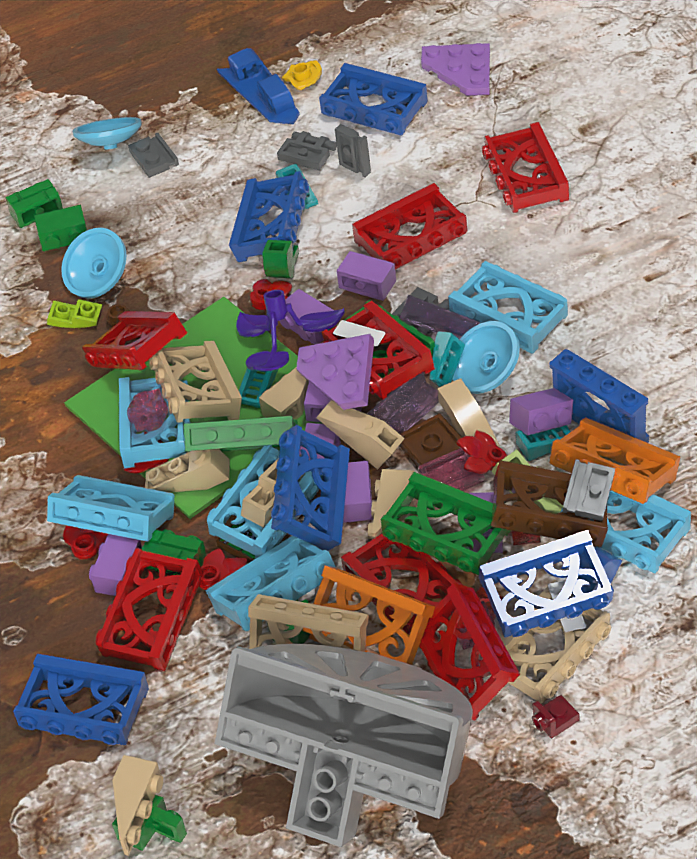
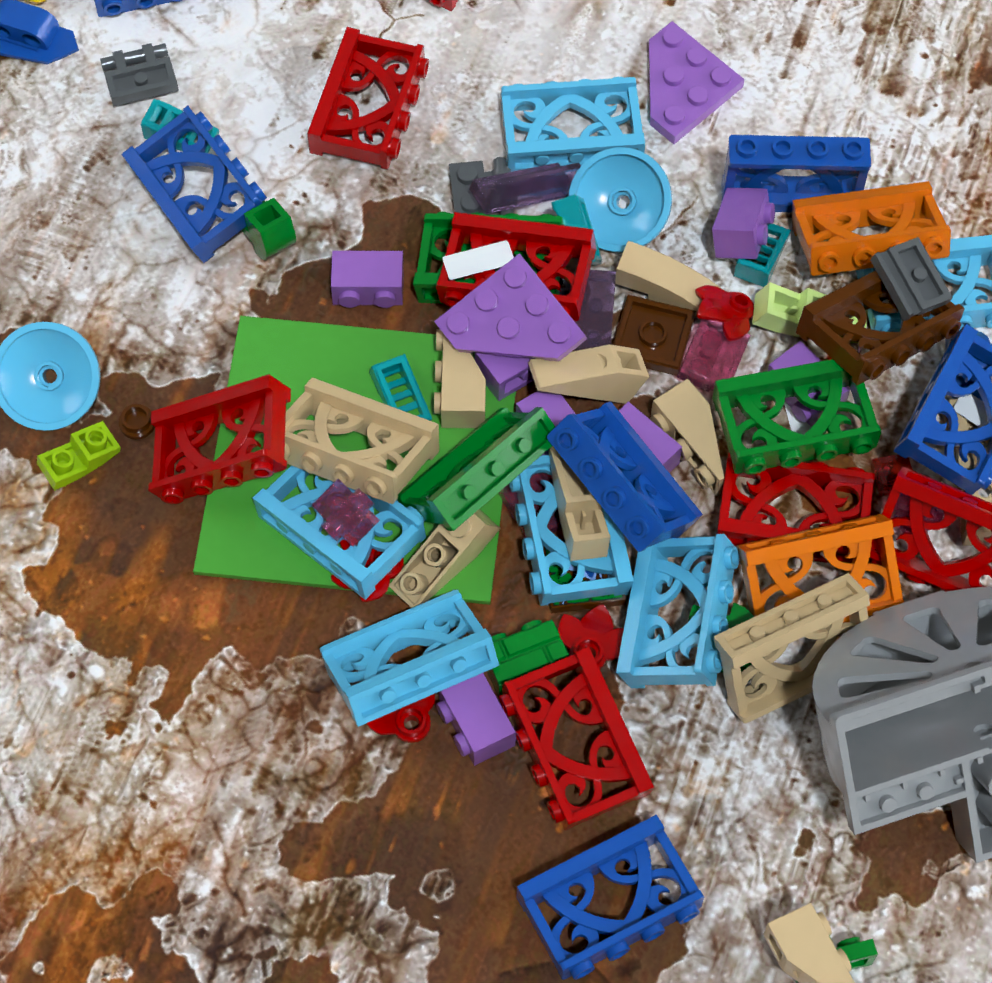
camera: 50 degrees left, 15 degrees up
(263, 286) = (290, 277): red plate -> none
(276, 310) = (326, 324): dark purple plant -> none
(352, 150) = (209, 42): dark grey plate -> none
(366, 275) = (380, 185): medium lavender brick -> none
(604, 324) = (685, 82): none -> medium lavender plate

